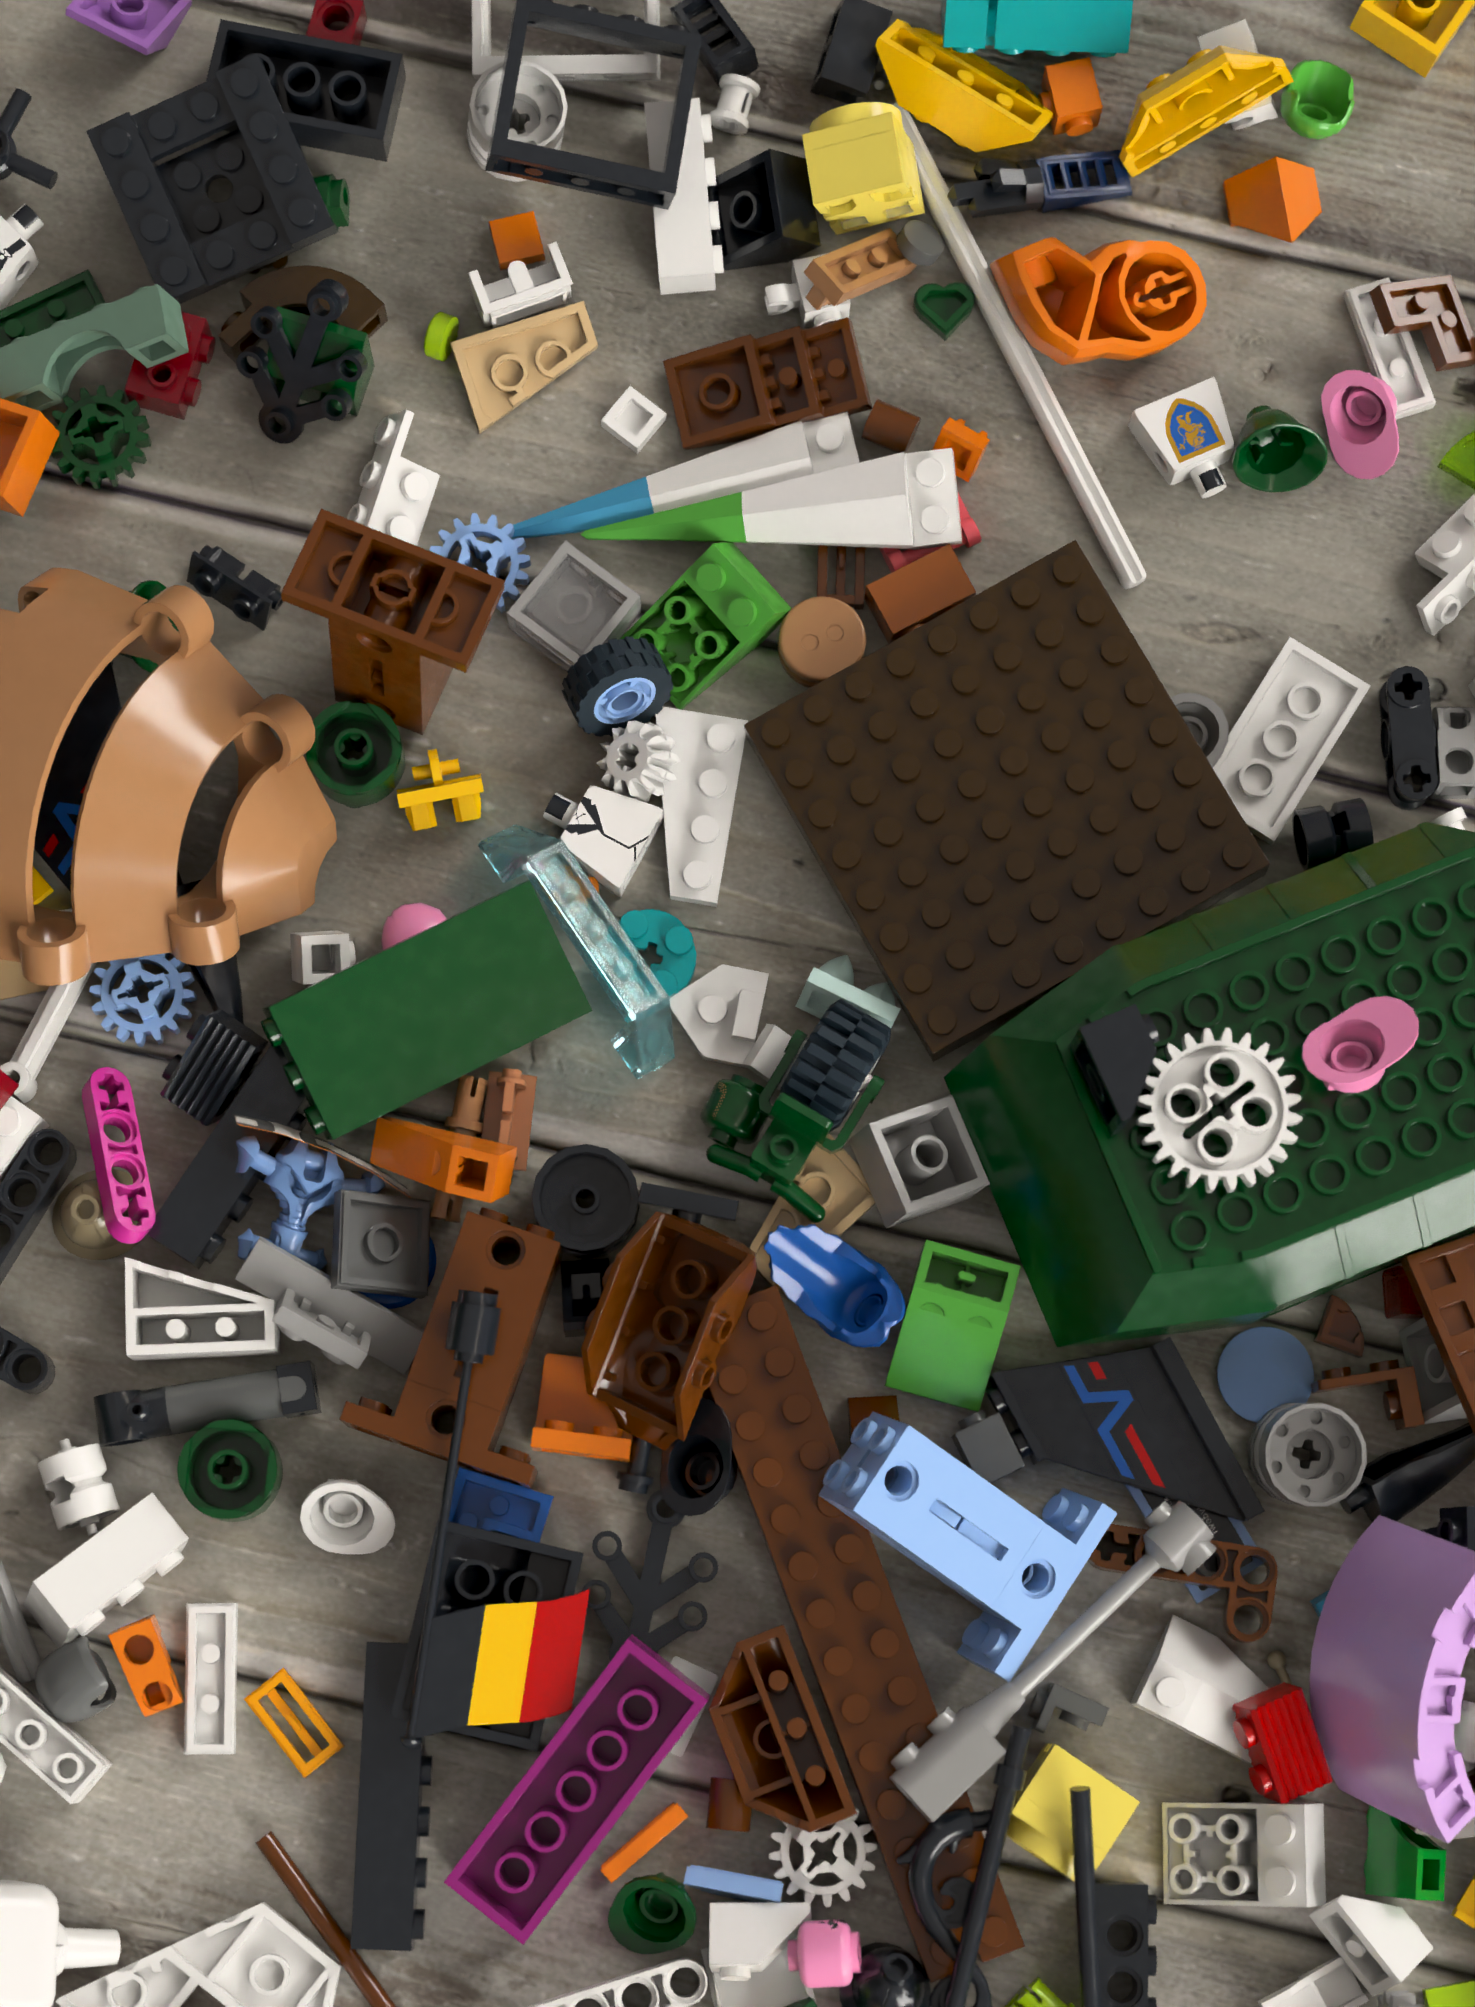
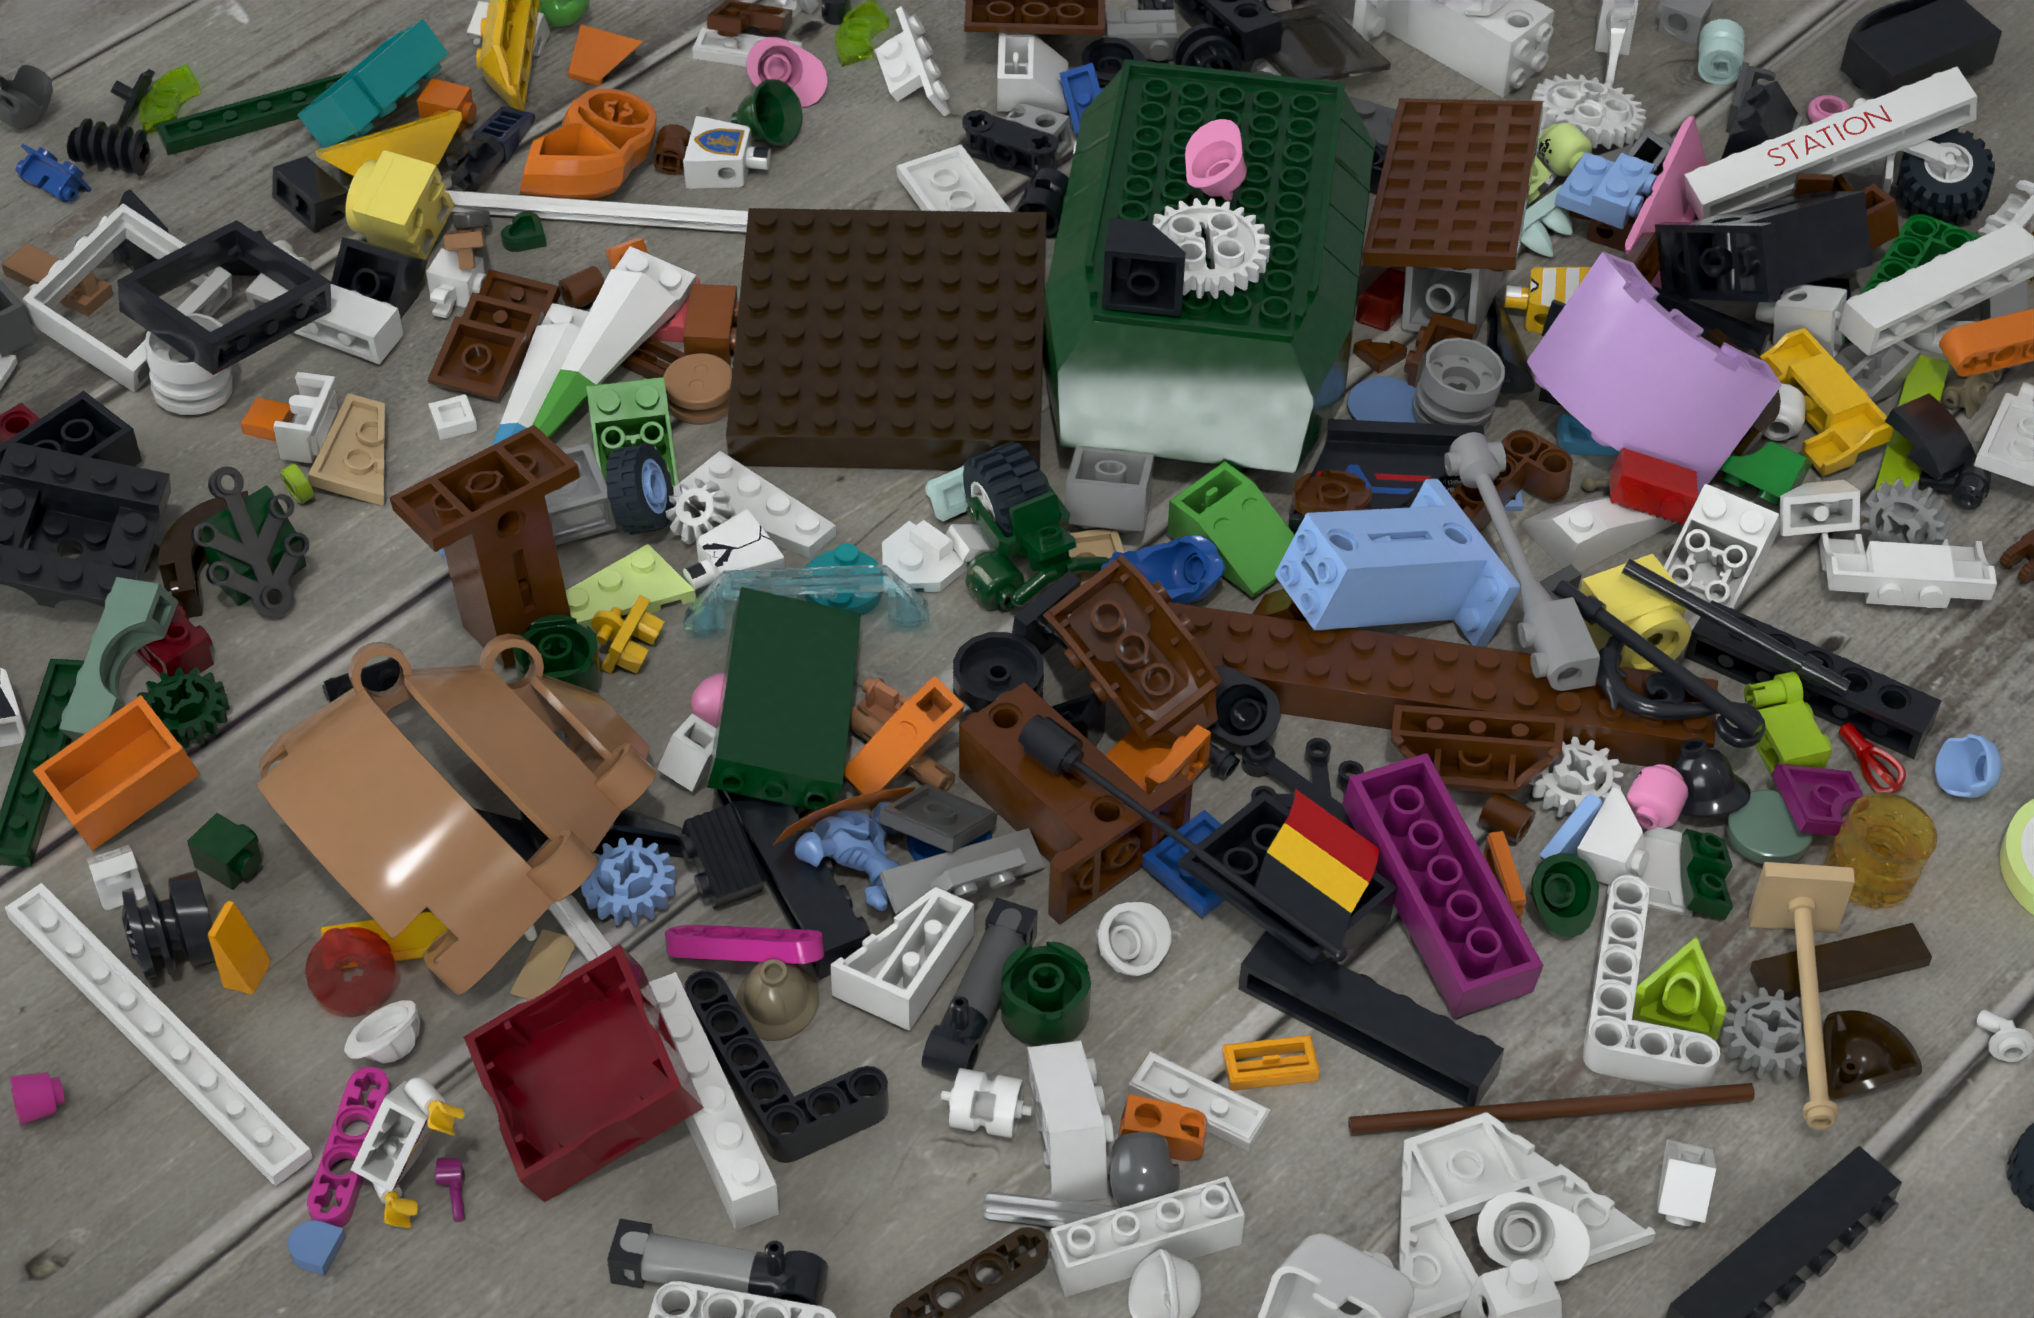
camera: 55 degrees left, 30 degrees down
(394, 489) = (387, 571): white bracket -> none
(506, 746) = (622, 582): none -> yellowish green wing
(1051, 1403) = (1331, 492): none -> reddish brown tile
(1161, 379) = (671, 149): none -> reddish brown wheel

